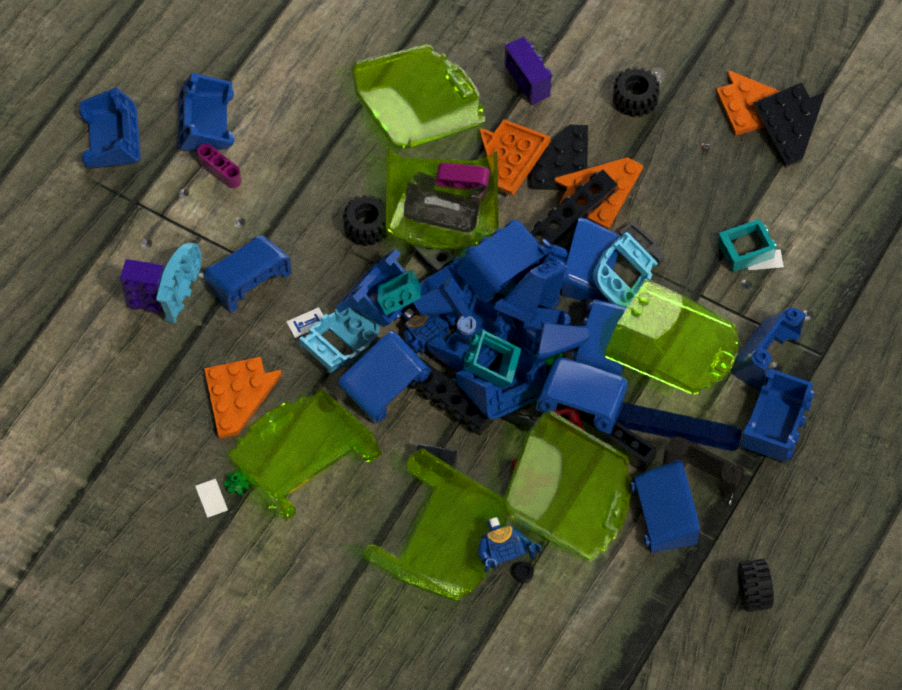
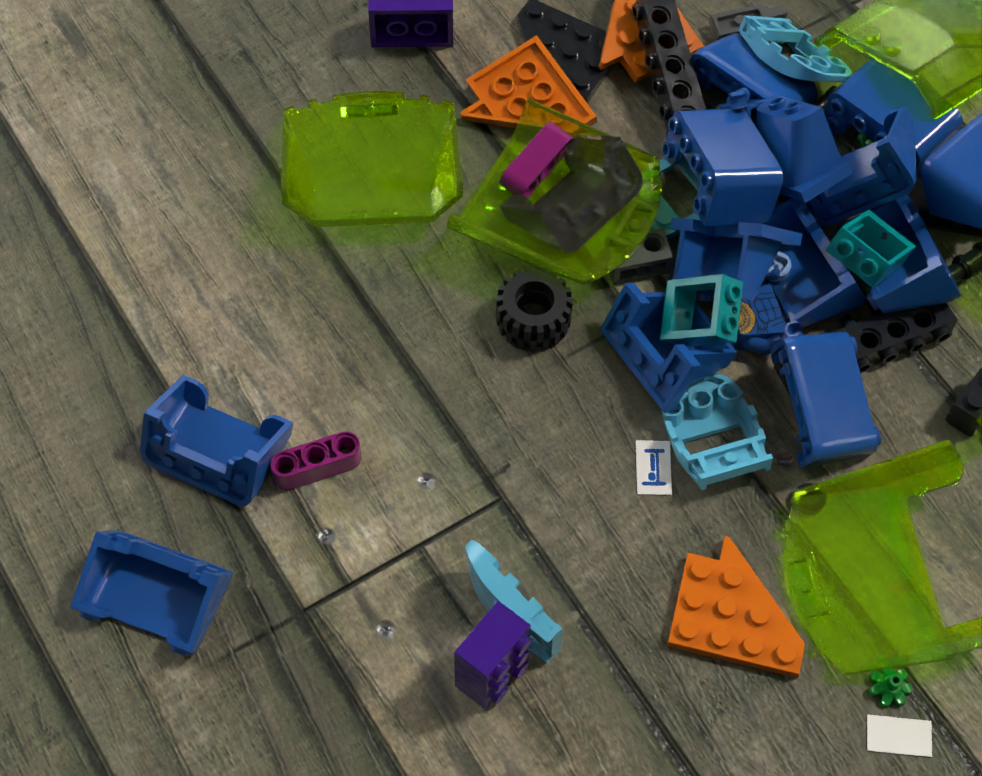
camera: 65 degrees left, 0 degrees up
(246, 270) = (533, 504): blue windscreen -> none

